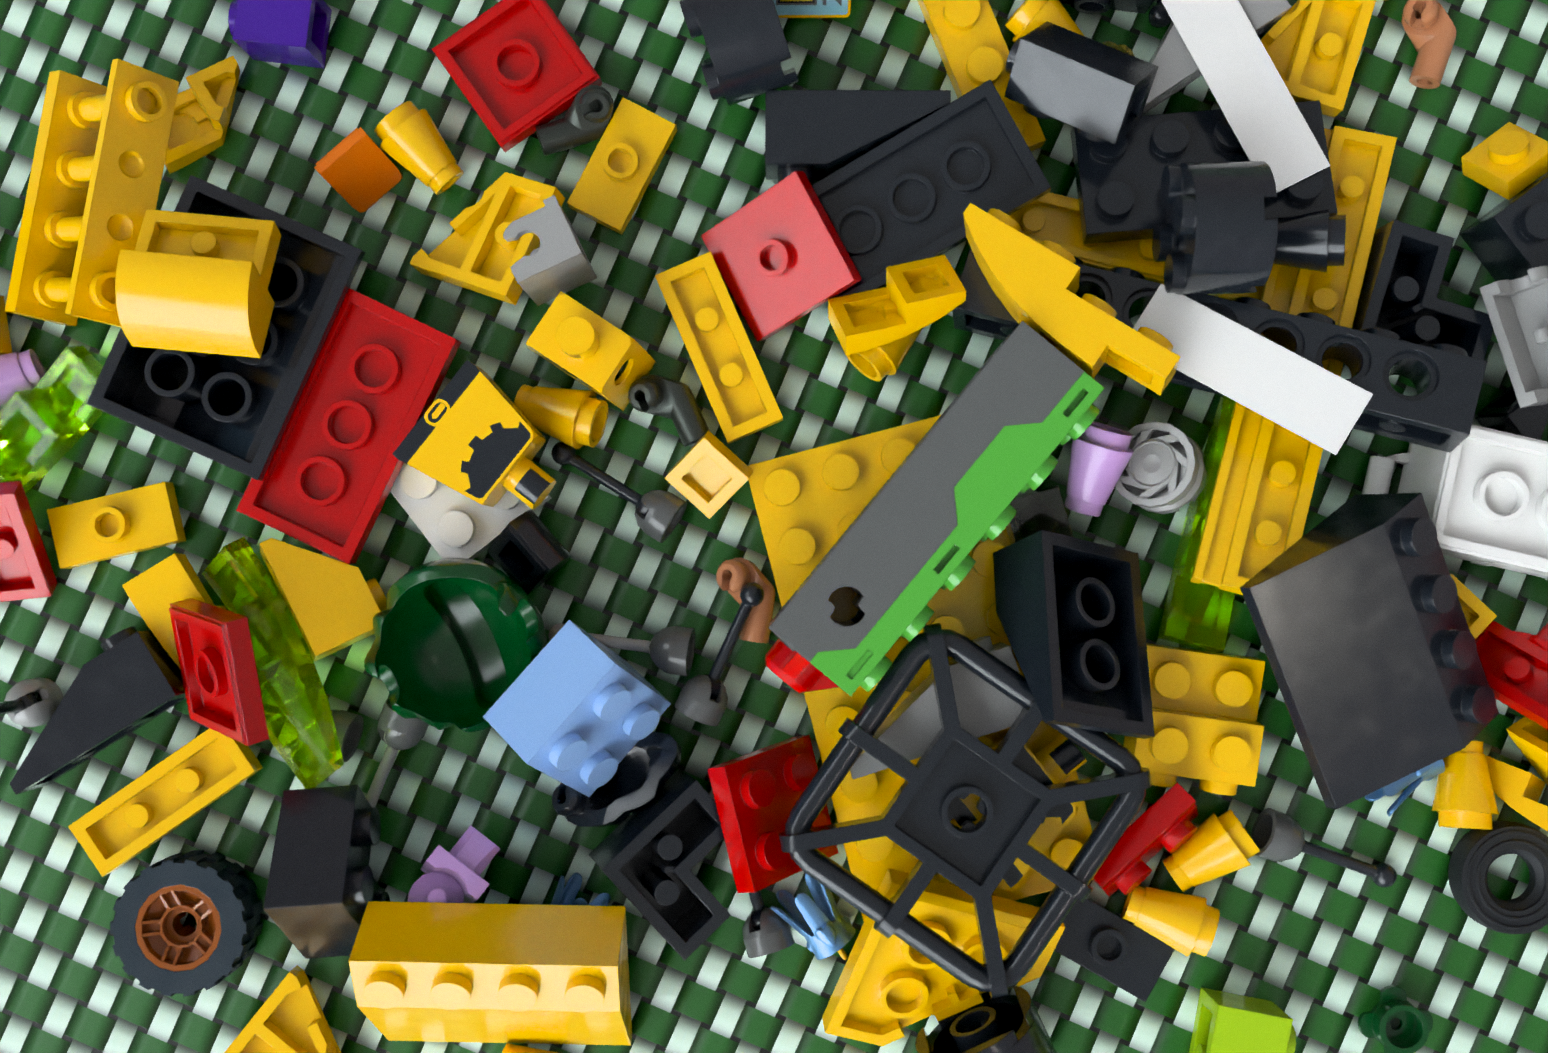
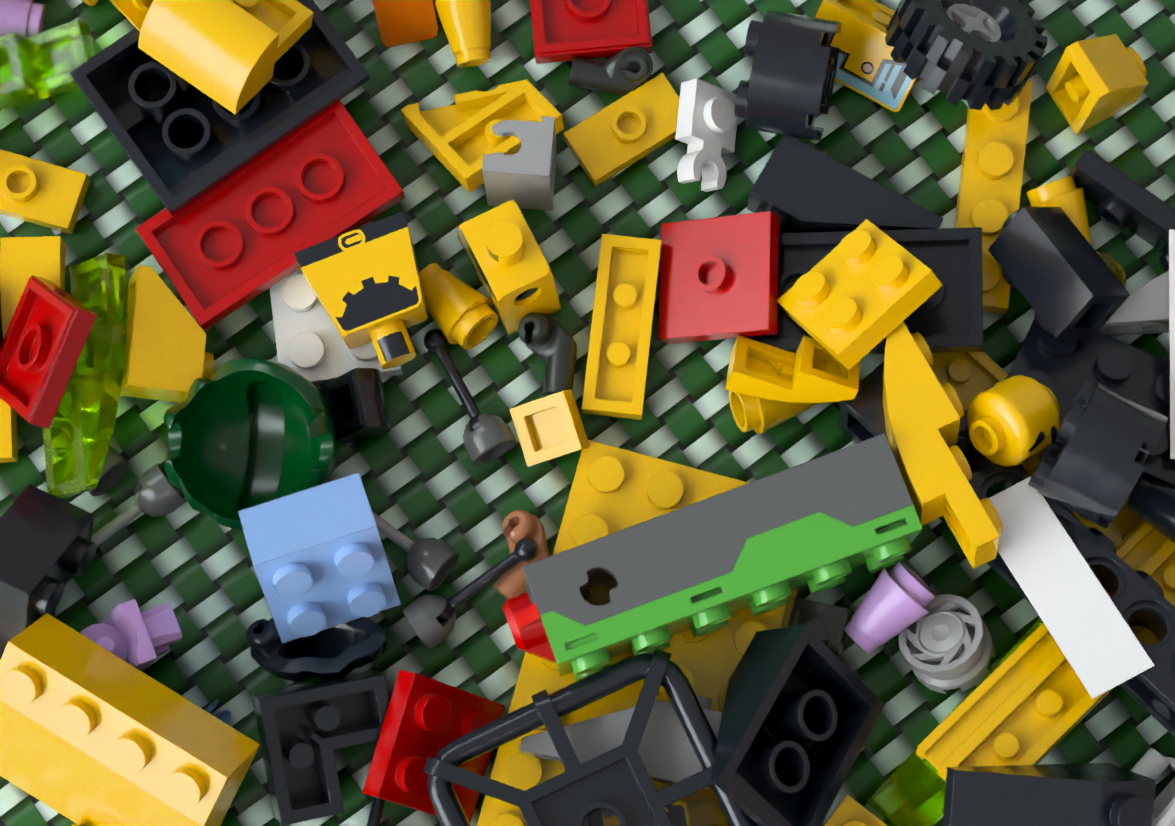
camera: 30 degrees right, 10 degrees down
(693, 125) = (709, 128): none -> white plate
(920, 202) = (859, 293): none -> yellow plate
(1120, 236) = (1014, 417): none -> yellow head

